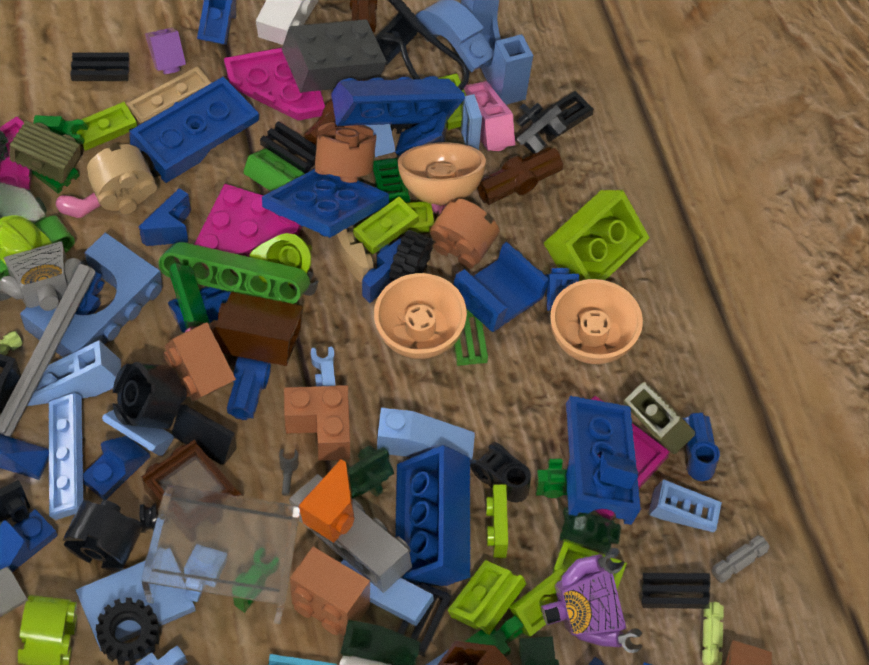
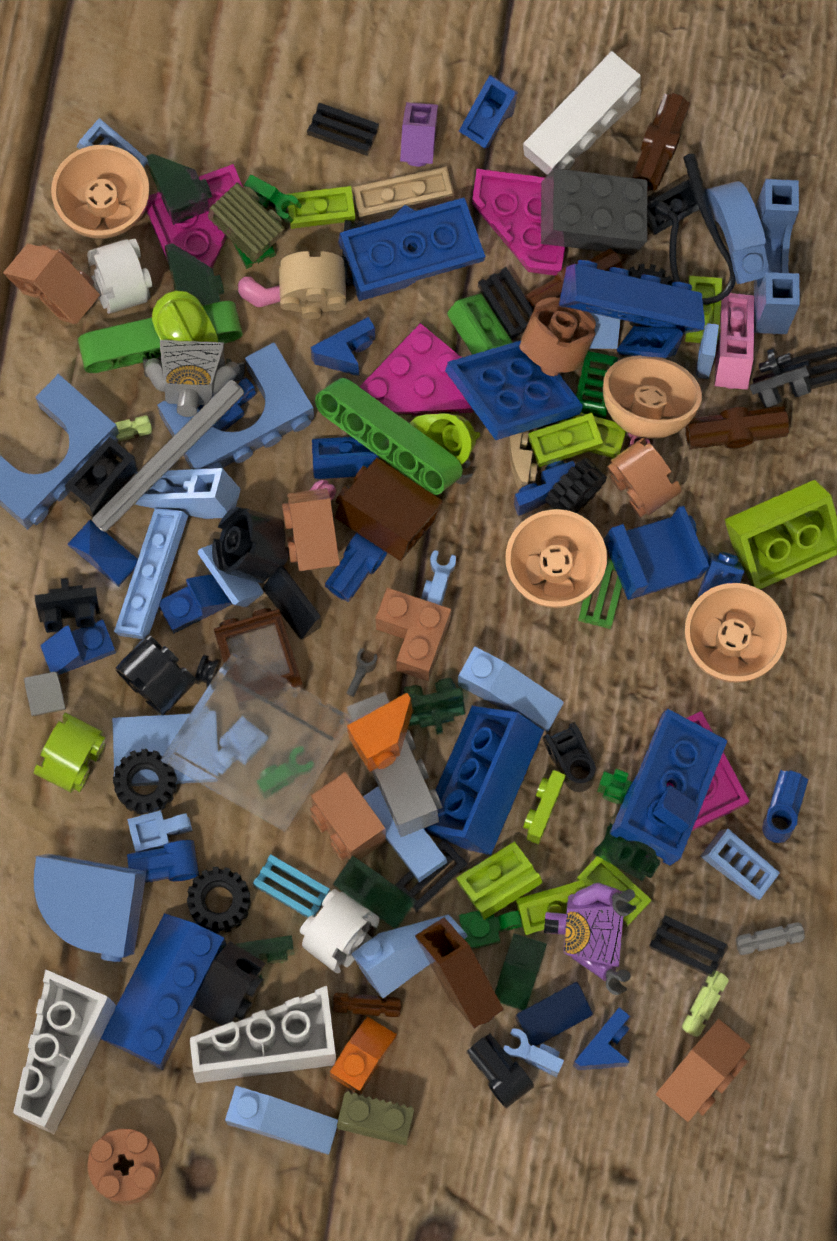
camera: 25 degrees right, 15 degrees up
(188, 295) = (332, 447): green slope -> none
(659, 417) = (752, 763): olive brick -> none

